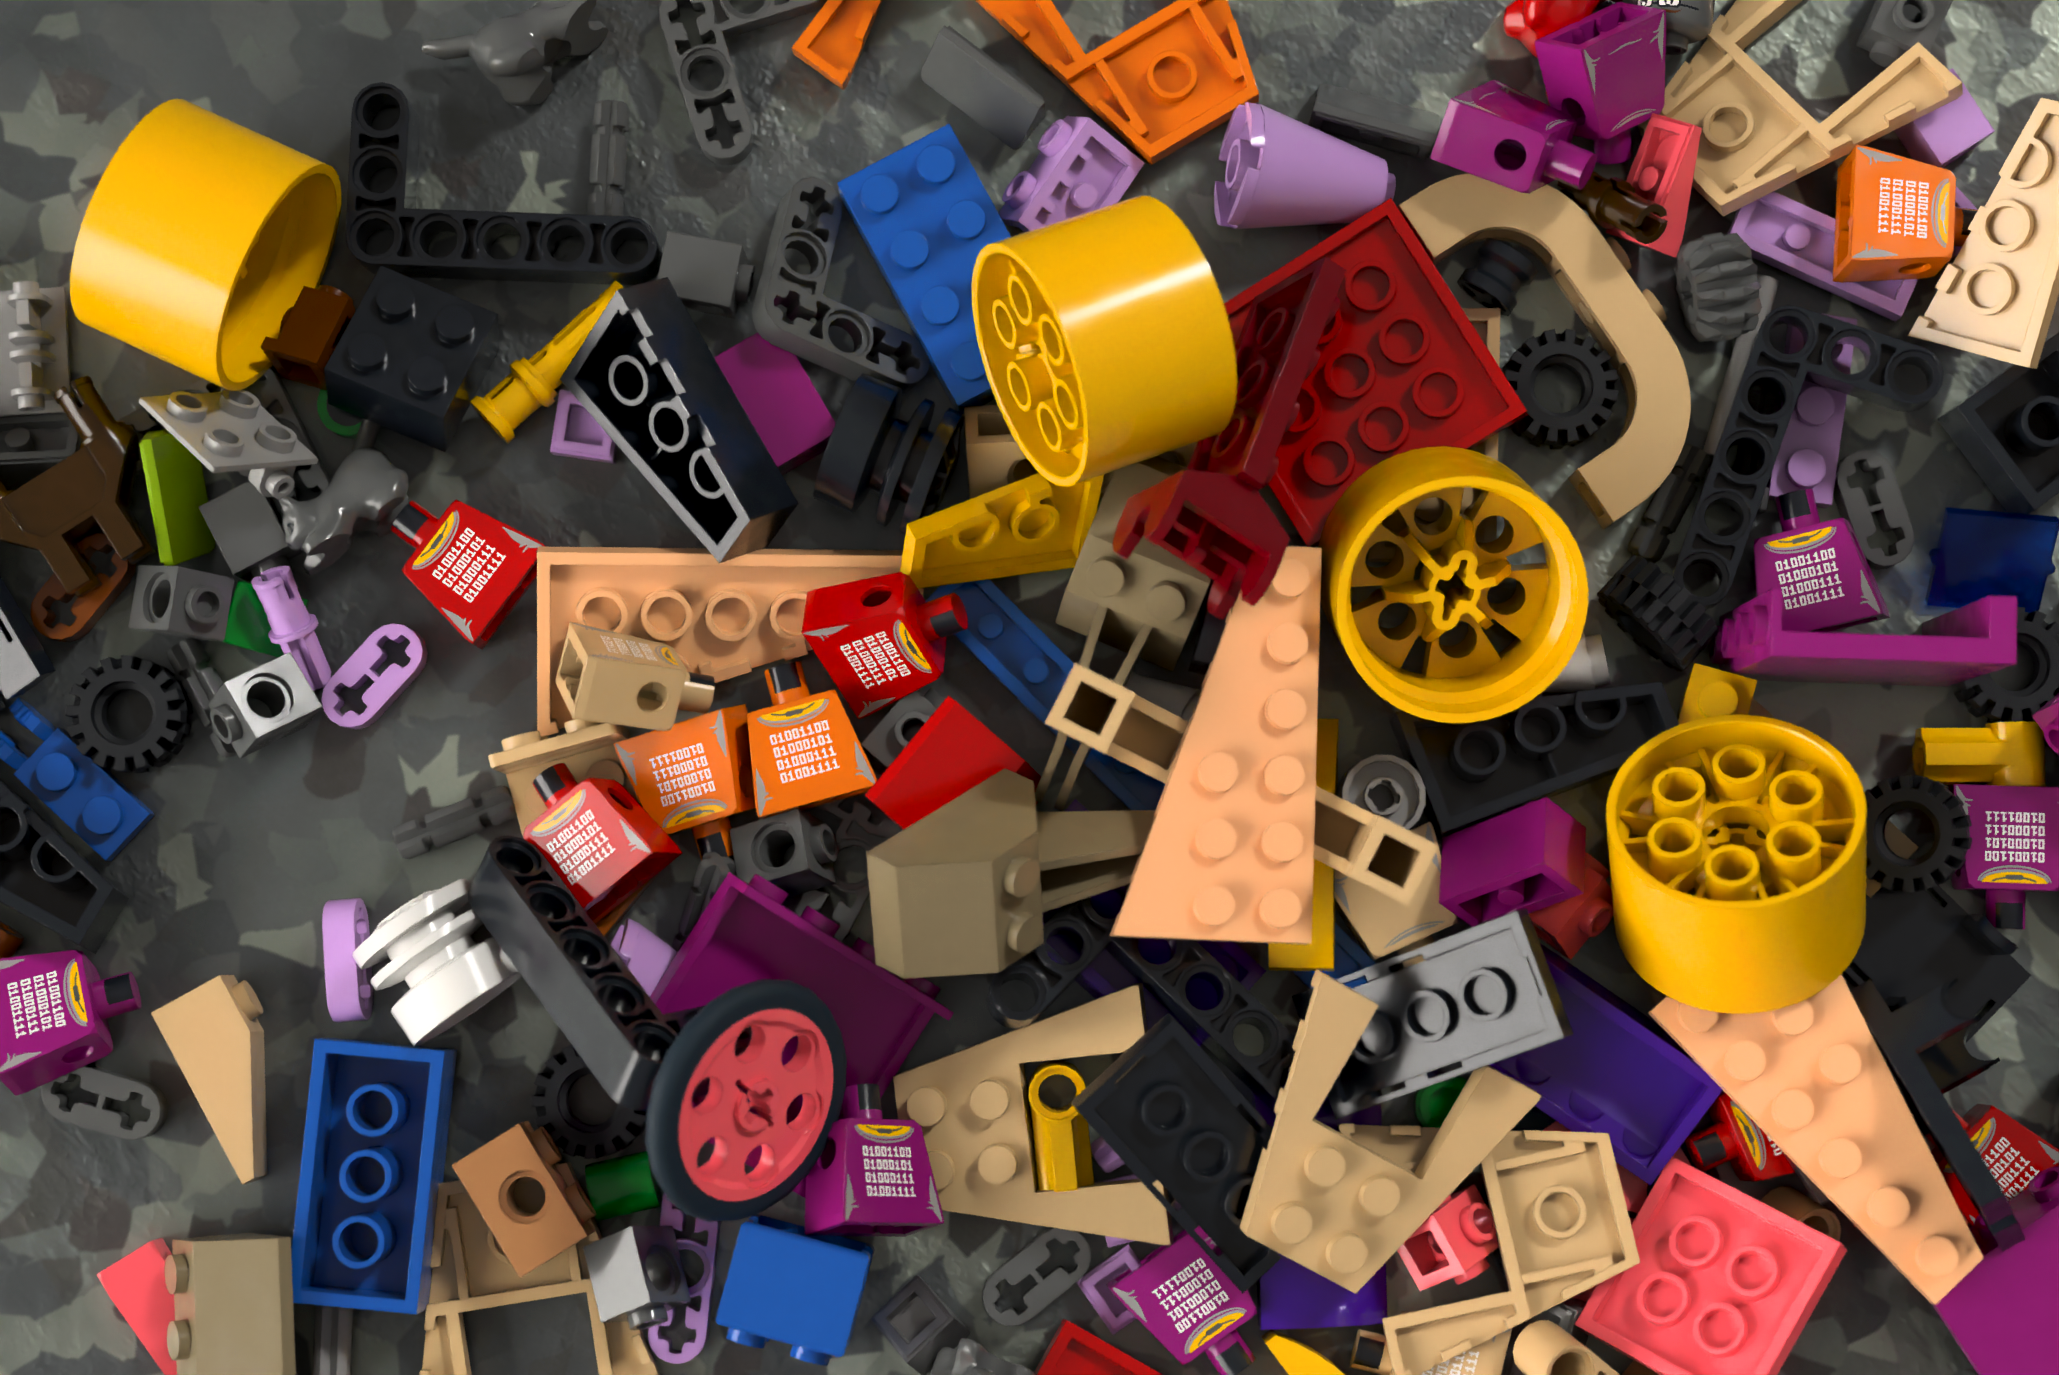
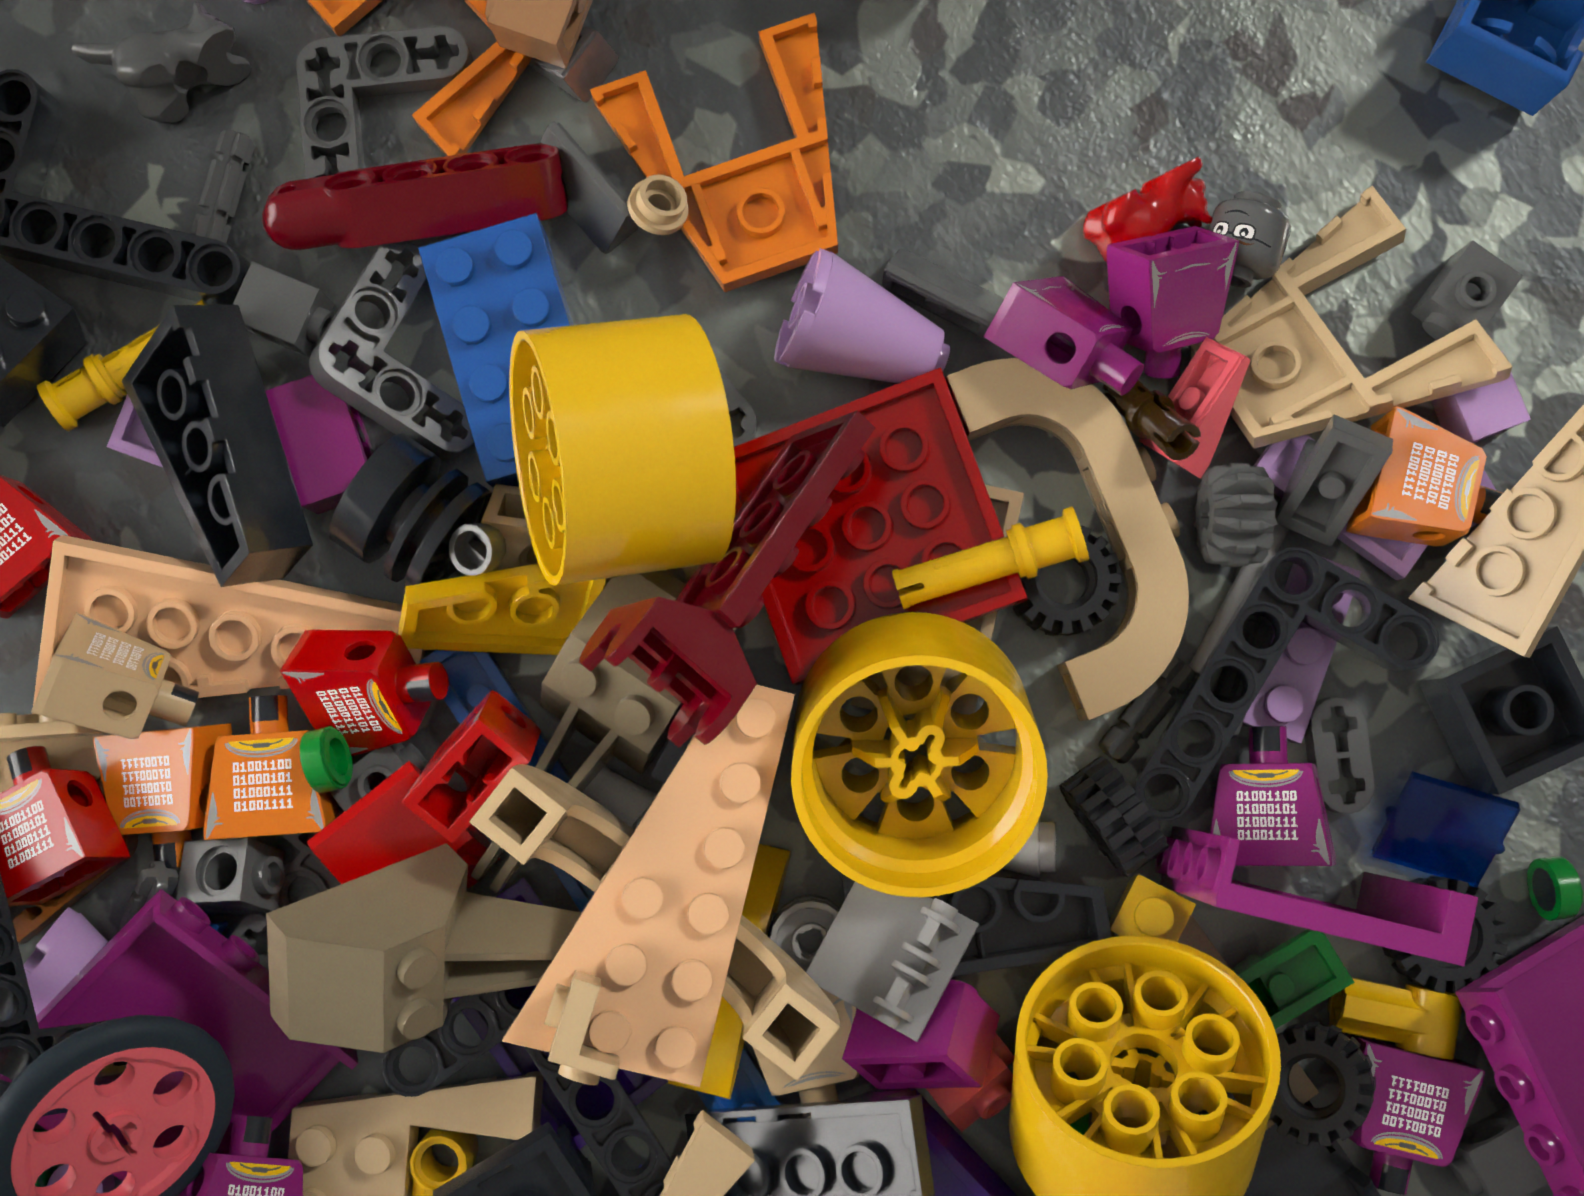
camera: 15 degrees right, 0 degrees up
(820, 132) = (417, 199): none -> dark red piece
(861, 713) = (326, 759): none -> green tile
(964, 481) = (473, 556): none -> dark grey hinge
(1023, 677) = (481, 752): none -> red torso
(1069, 89) = (664, 194): none -> tan plate
(1072, 175) = (652, 282): lavender bracket -> none
(1179, 891) = (571, 1014): none -> tan bracket
(1468, 784) = (892, 956): none -> light grey hinge
(1497, 276) = (1028, 462): black wheel -> none
(1511, 365) = (1021, 552): none -> yellow pin
(1807, 232) = (1332, 479): none -> dark grey slope
(1874, 729) = (1295, 975): none -> green slope

